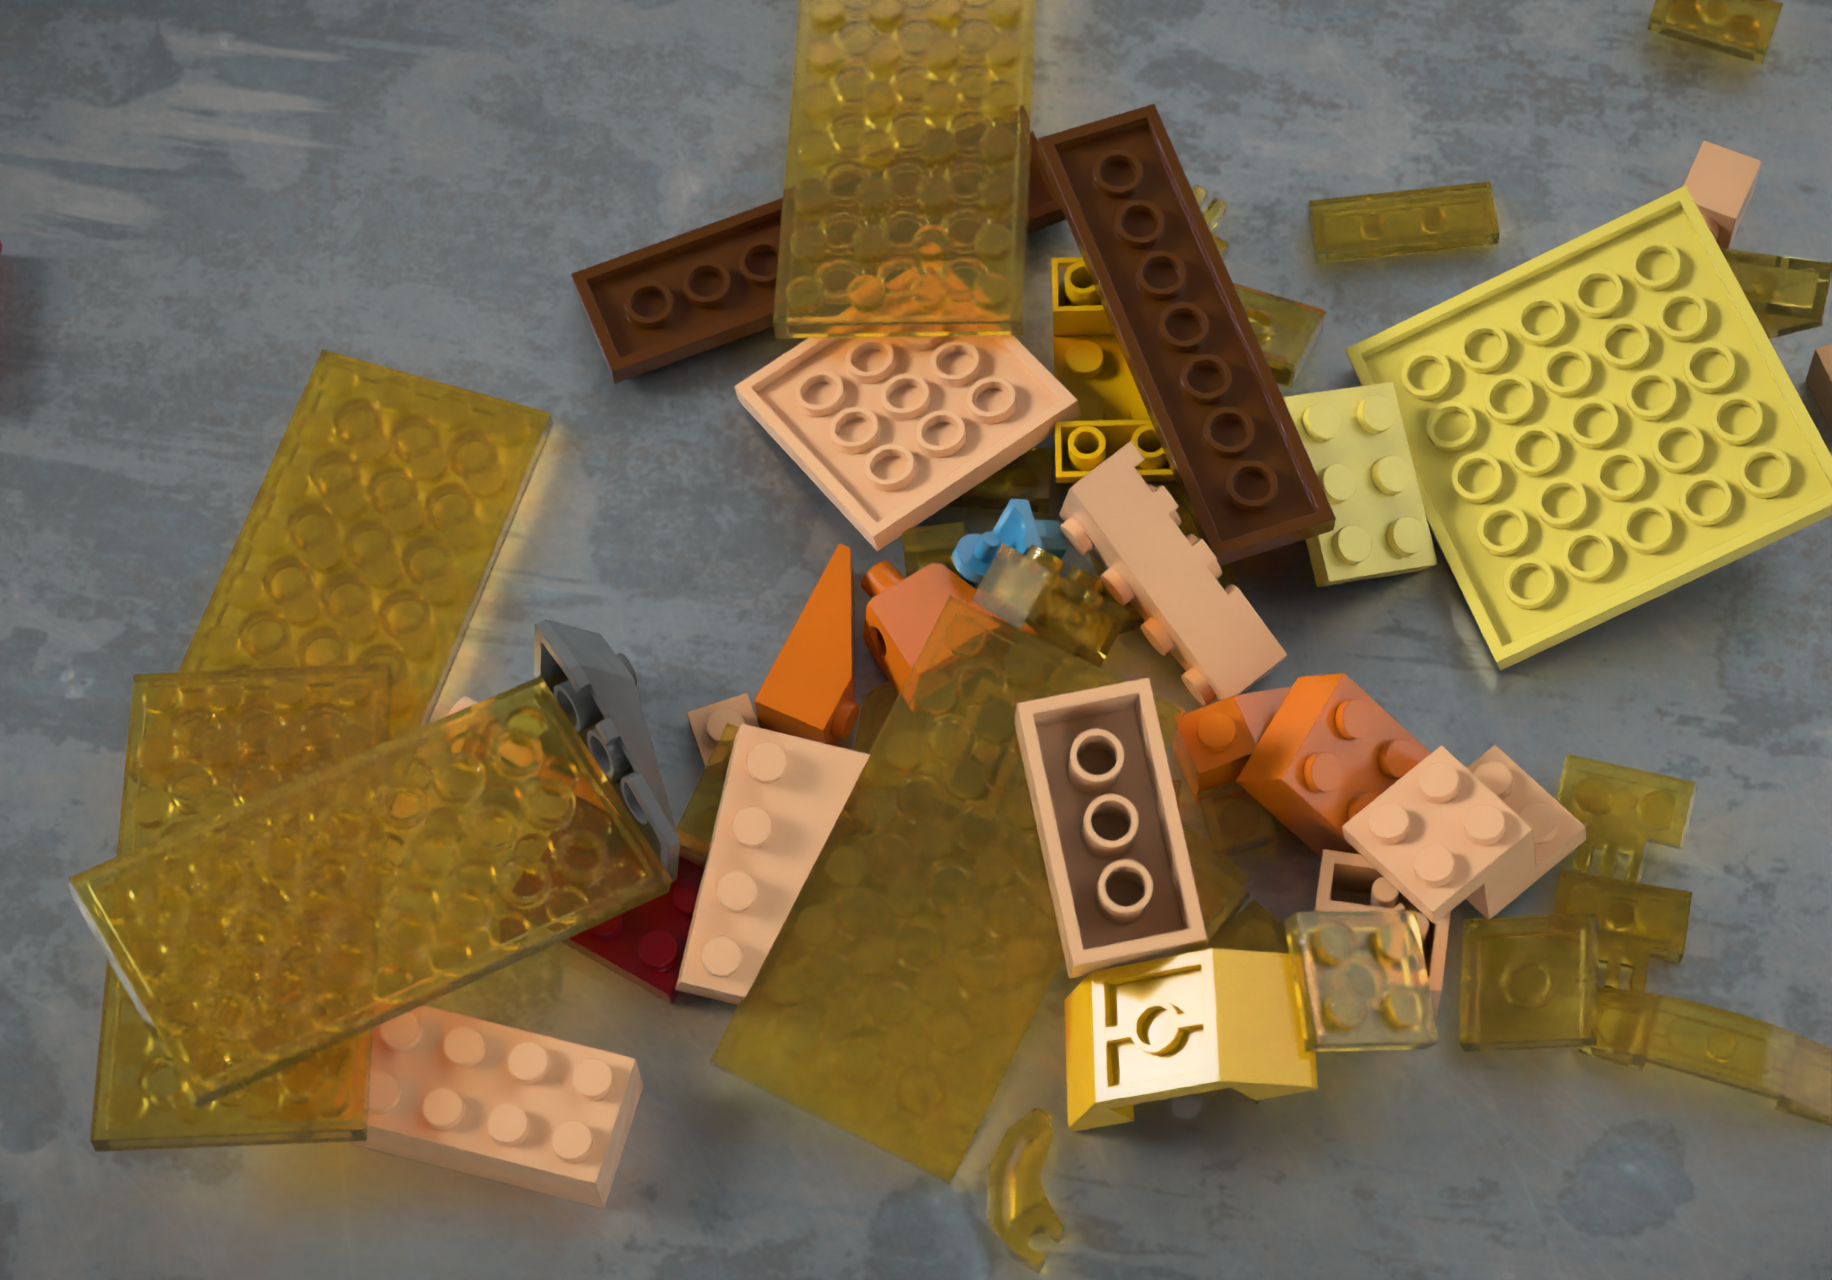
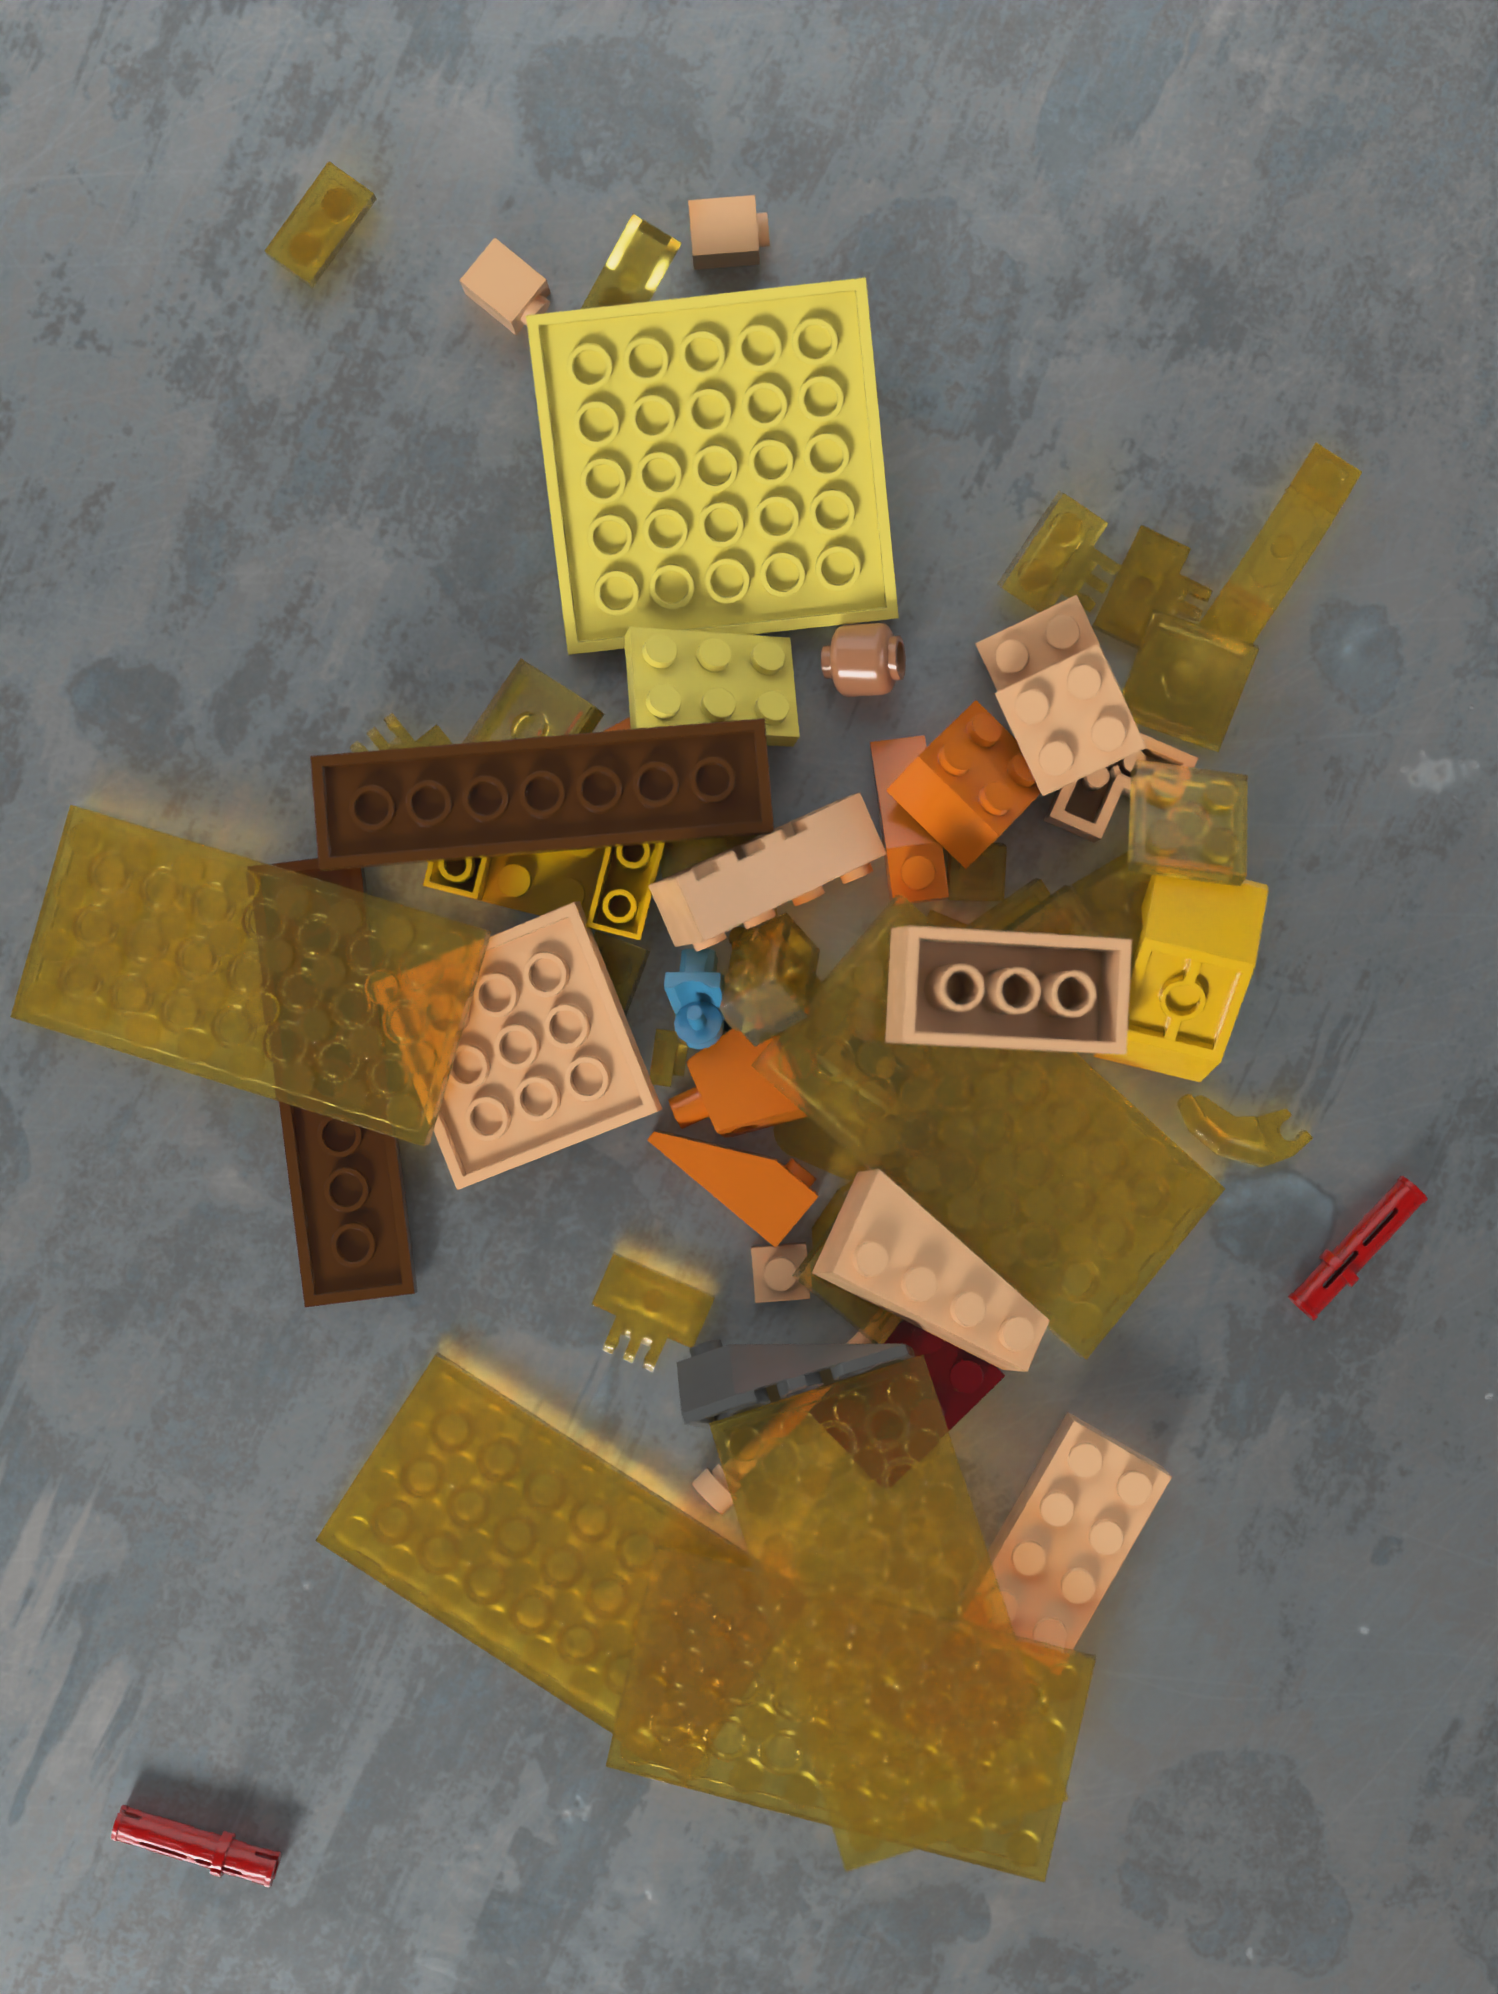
camera: 85 degrees left, 25 degrees up
(651, 612) = (649, 1308): none -> clear yellow hinge
(1403, 222) = (448, 564): clear yellow tile -> none
(1438, 639) = (864, 659): none -> nougat head

